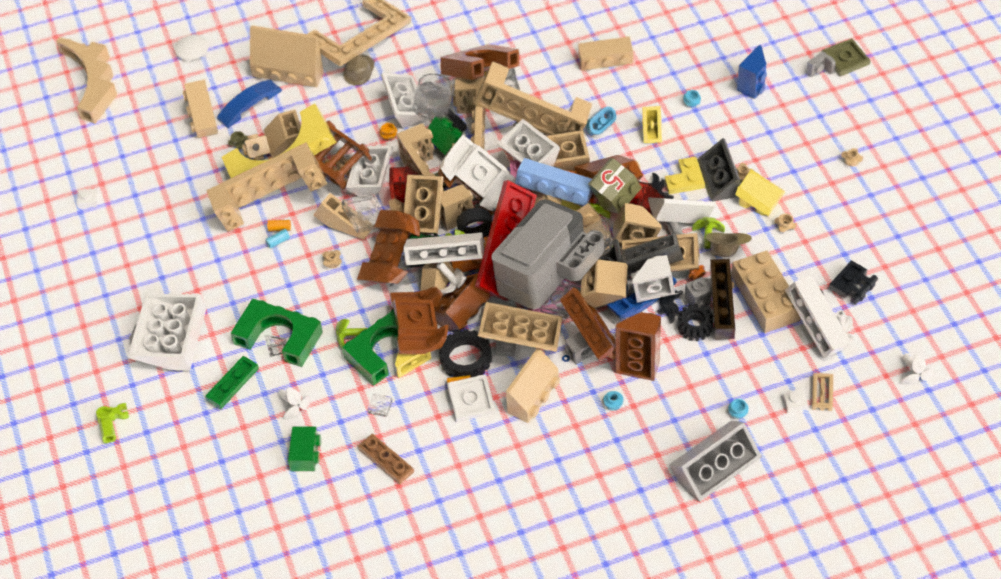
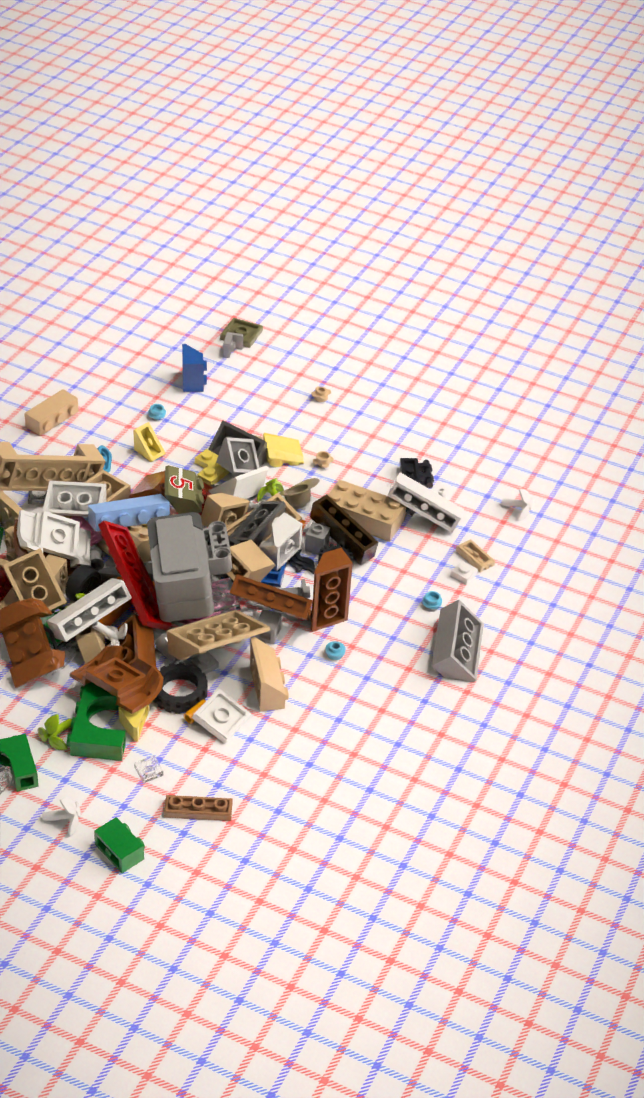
camera: 50 degrees left, 10 degrees down
(705, 180) = (238, 456): none -> light grey slope

